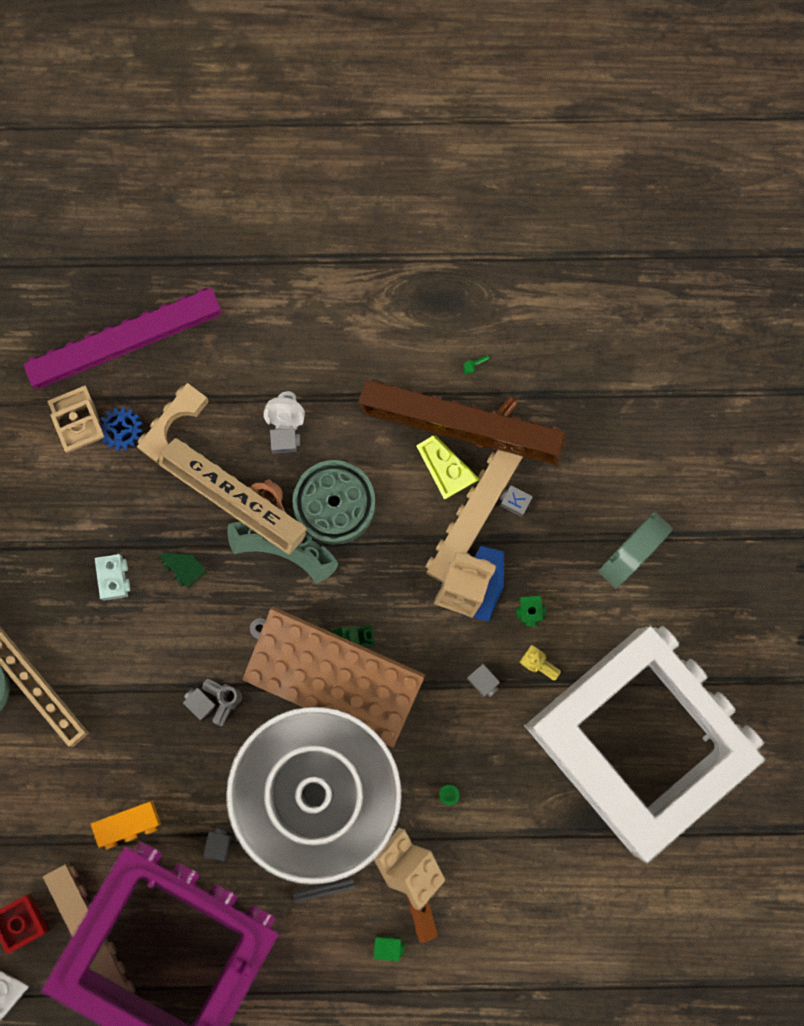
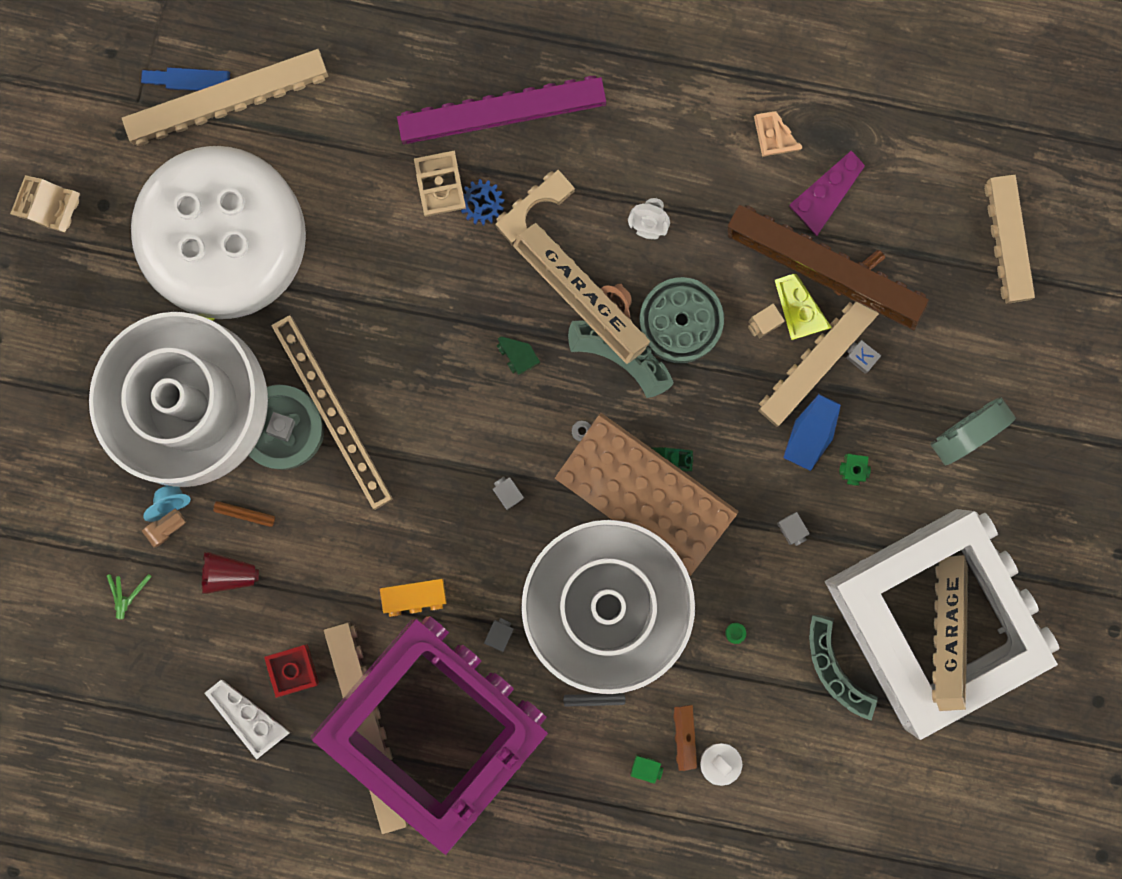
camera: 10 degrees right, 5 degrees up
(111, 577) = (445, 349): light aqua brick -> none
(221, 693) = (531, 487): light grey axle -> none
(284, 440) = (643, 248): light grey brick -> none
(387, 309) = (774, 135): none -> light nougat wing
(409, 869) = (684, 697): tan bracket -> none
(415, 486) = (765, 321): none -> tan brick
(448, 355) = (823, 196): none -> magenta wing
(461, 927) = (721, 764): none -> white tile
(465, 584) = (796, 430): tan bracket -> none
(469, 365) = (844, 210): green hand -> none
(535, 660) = (849, 519): light yellow axle -> none
(550, 815) = (832, 675): none -> sand green brick
(632, 361) = (1010, 239): none -> tan brick
(656, 752) = (951, 634): none -> tan brick

